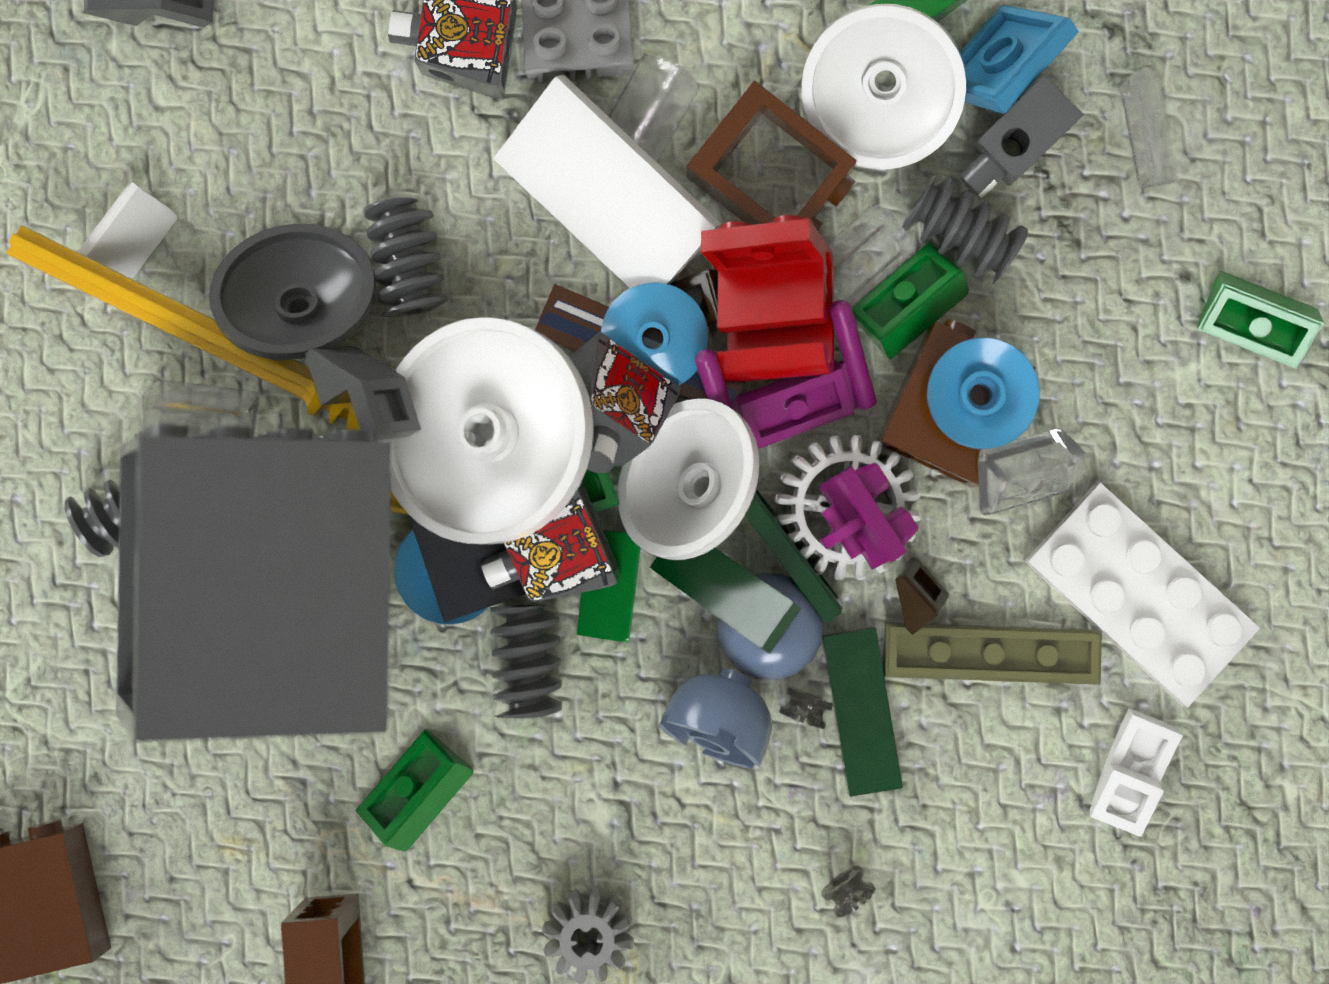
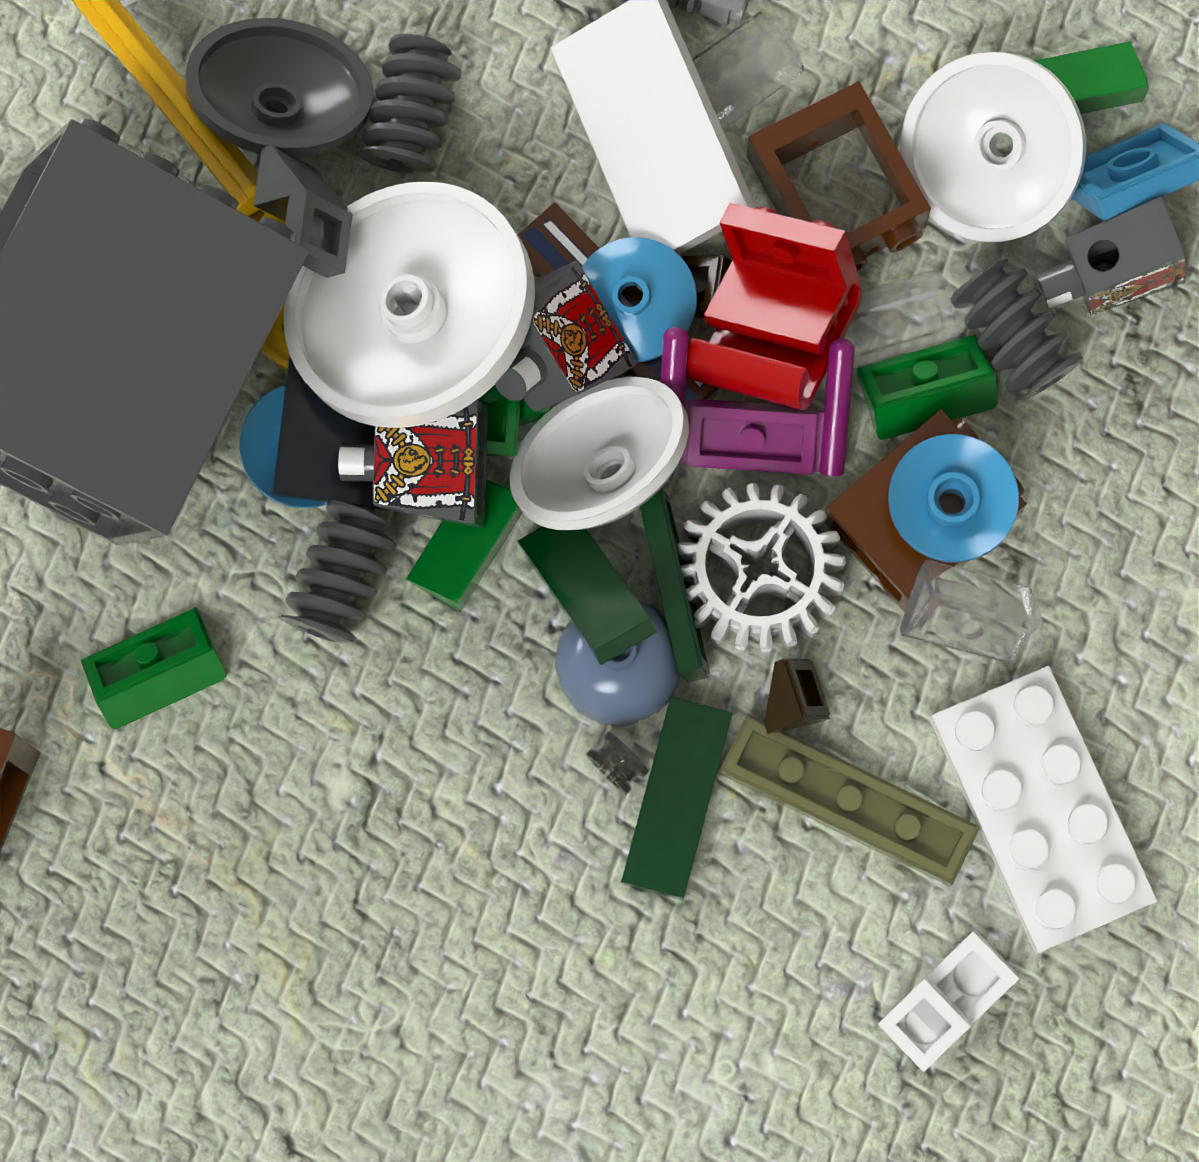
camera: 30 degrees right, 10 degrees down
(591, 954) = (256, 921): light grey gear -> none
(721, 717) = (519, 726): sand blue cylinder -> none
(847, 890) = (572, 981): clear smoke bush -> none
(858, 519) = (759, 571): magenta hips -> none

